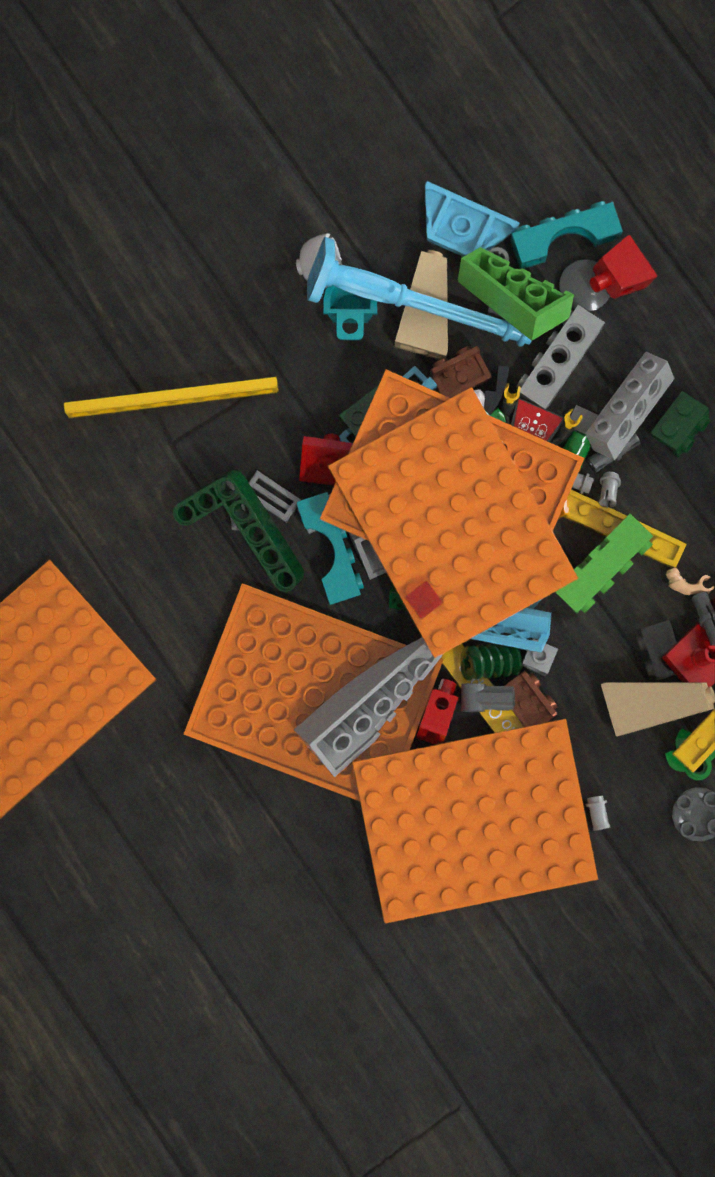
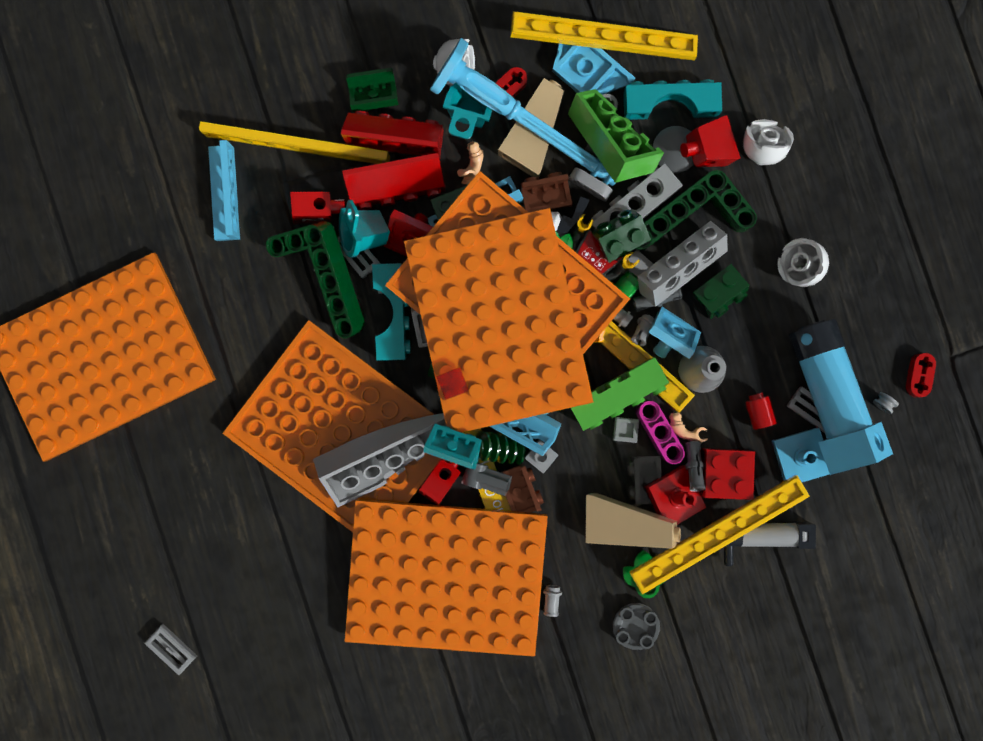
camera: 20 degrees right, 5 degrees up
(107, 472) = (224, 192): none -> medium azure fence
(203, 461) = (304, 205): none -> red torso
(214, 1001) = (171, 649): none -> light grey tile
(238, 316) = (372, 89): none -> dark green bracket
(272, 469) = (361, 229): none -> teal container
(277, 357) = (392, 134): none -> red slope
(293, 407) = (395, 181): none -> red slope
(373, 362) = (475, 164): none -> light nougat piece
(393, 269) = (506, 80): none -> red beam
(444, 669) = (453, 446): none -> teal bracket
(472, 187) = (603, 36): none -> yellow tile
(505, 349) = (590, 184): none -> light grey beam
(554, 393) = (621, 234): none -> dark green bracket
(618, 344) = (706, 193): none -> dark green beam
(623, 603) = (625, 429): none -> light grey tile
(643, 484) = (674, 334): none -> medium azure tile
(654, 581) = (669, 439): none -> dark pink beam
(680, 250) = (766, 142): none -> white cylinder
(686, 513) = (703, 370): none -> light grey cone

